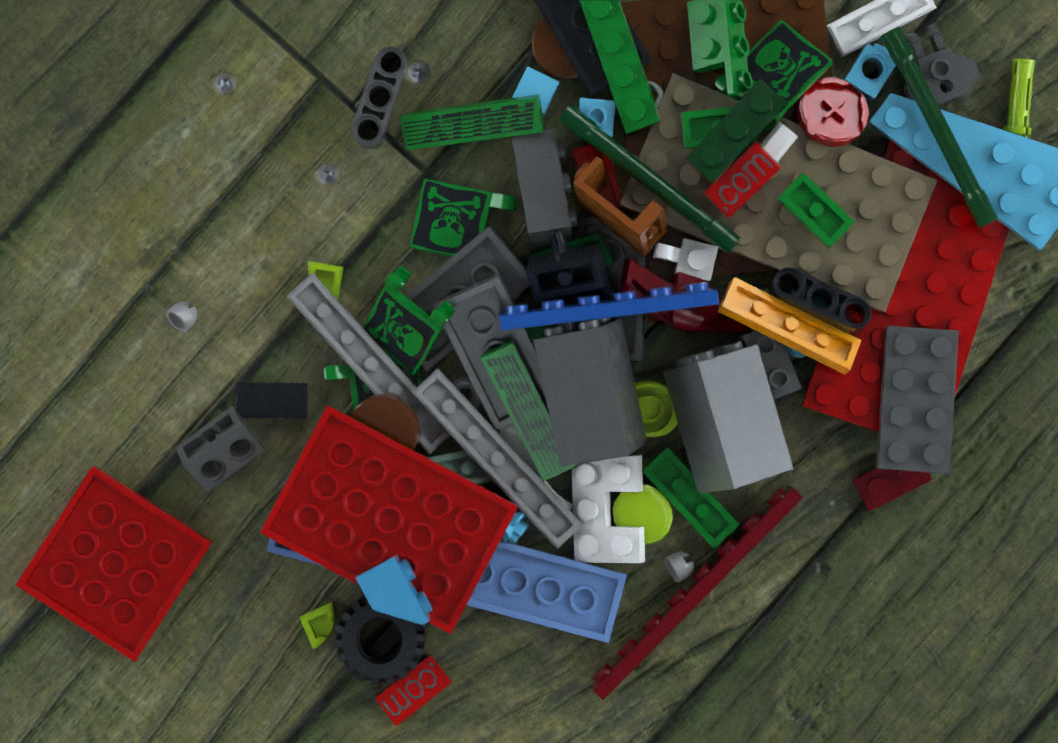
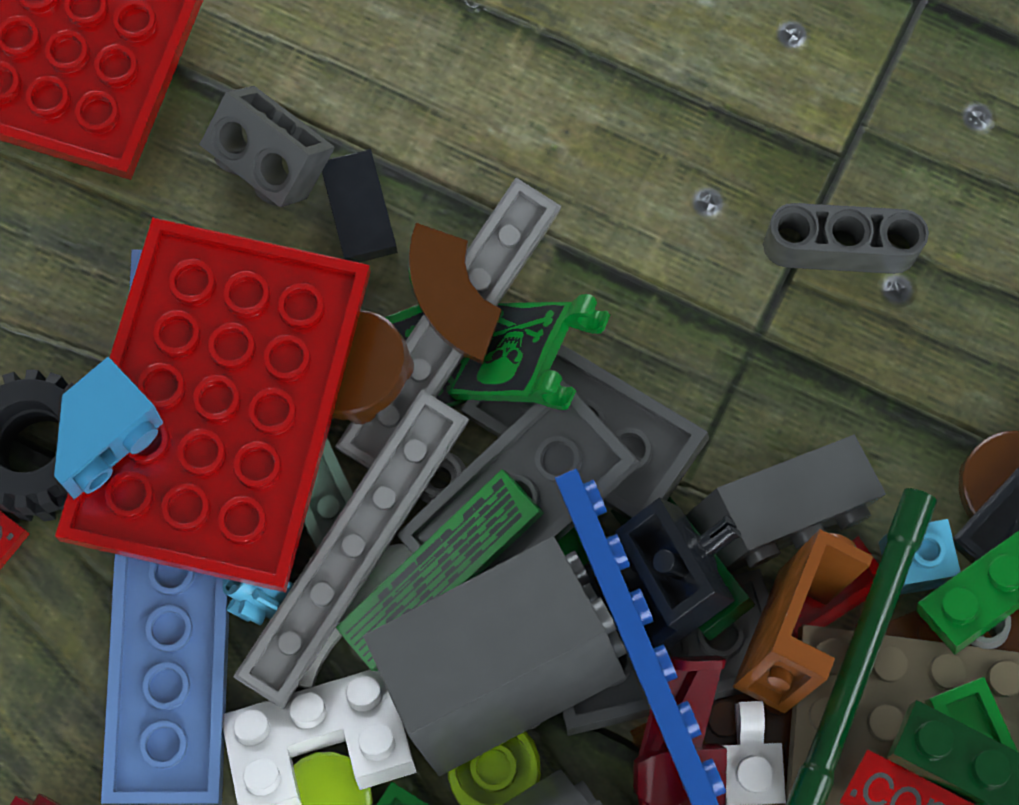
camera: 70 degrees right, 15 degrees down
(181, 316) = (448, 55): light grey hinge -> none
(319, 623) = (41, 353): lime tile -> none
(329, 275) = (561, 239): lime tile -> none
(354, 360) = (447, 295): none -> reddish brown tile
(453, 216) = (707, 385): flag -> none
(472, 122) = (855, 376): green tile -> none
(537, 83) = (921, 456): medium azure brick -> none

